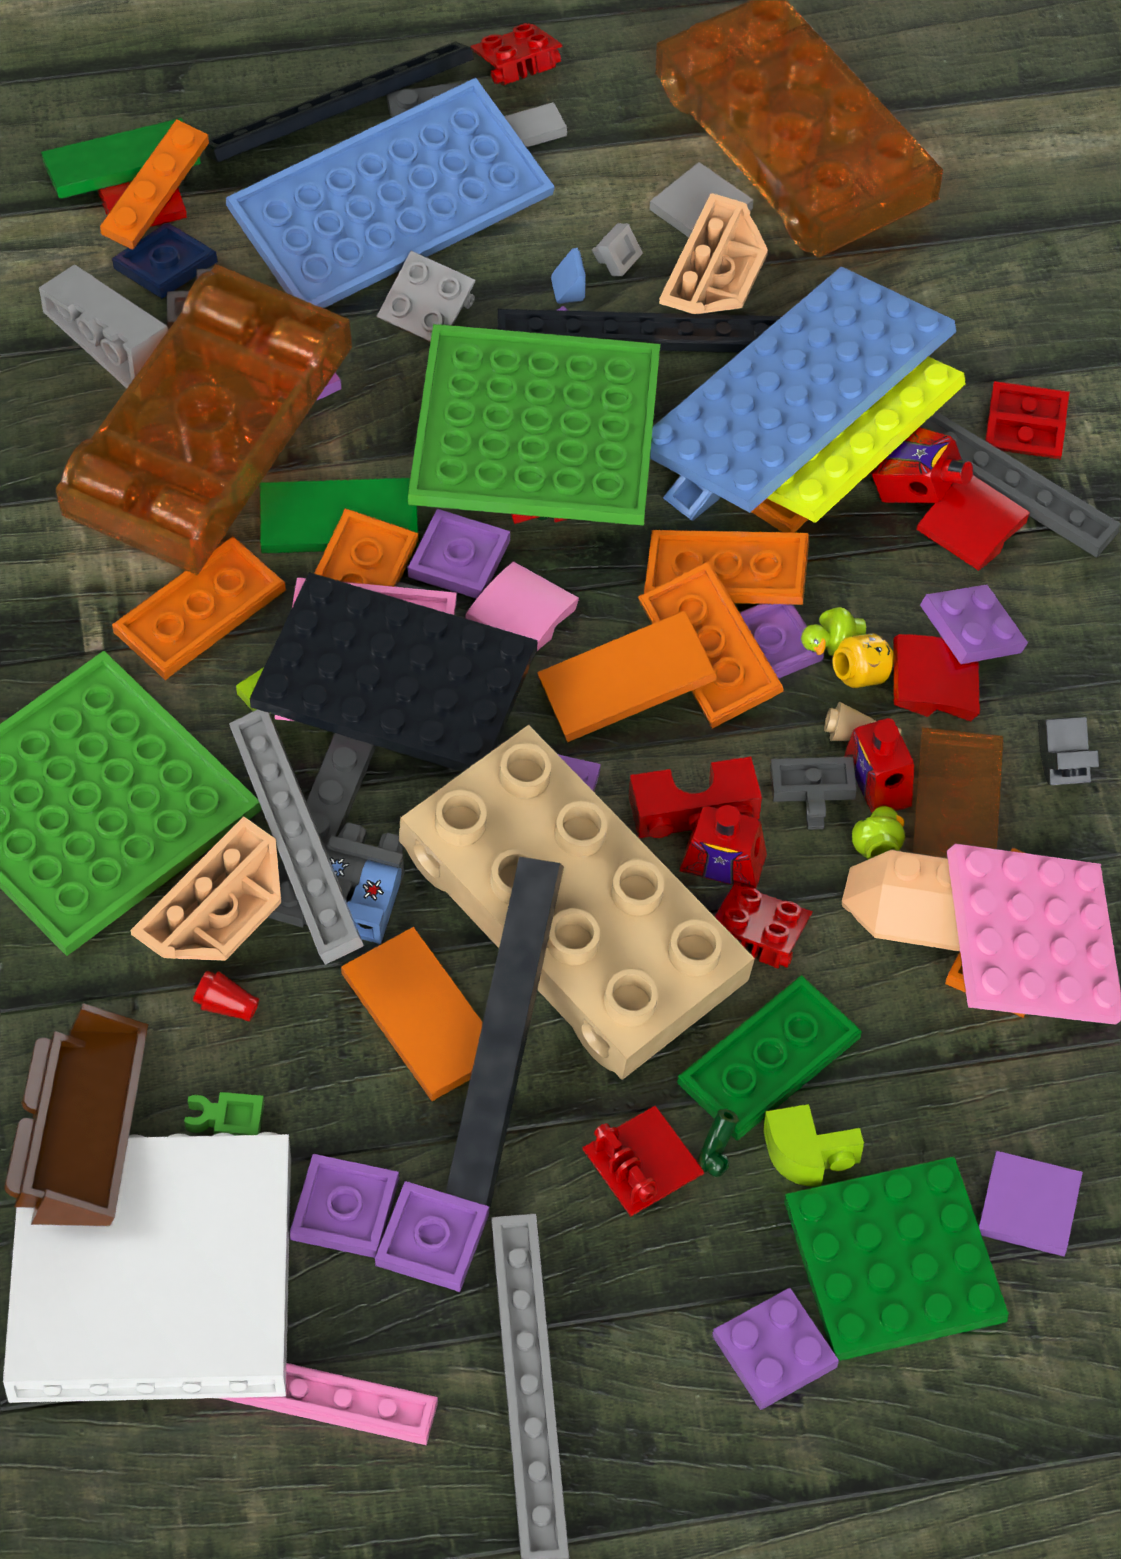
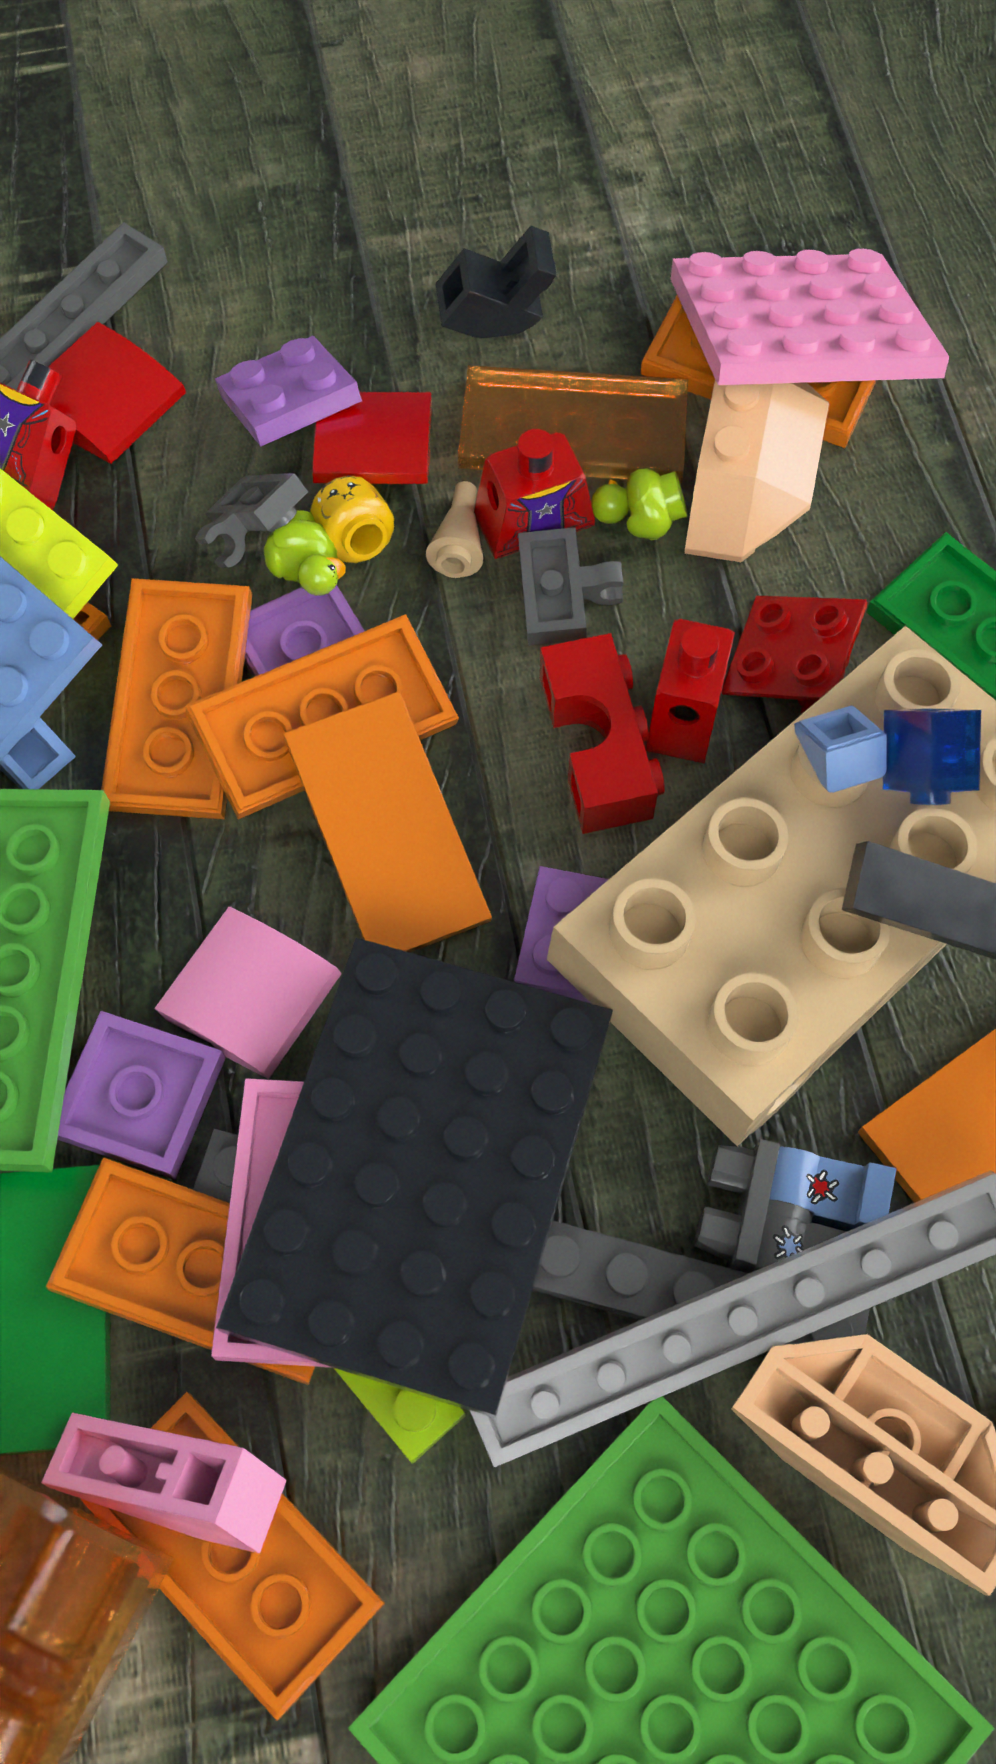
camera: 90 degrees left, 10 degrees up
(233, 565) = (168, 1480): none -> bright pink slope
(635, 929) = (932, 753): none -> clear blue brick
(640, 880) = (843, 748): none -> medium blue slope
(863, 599) = (251, 505): none -> dark grey plate

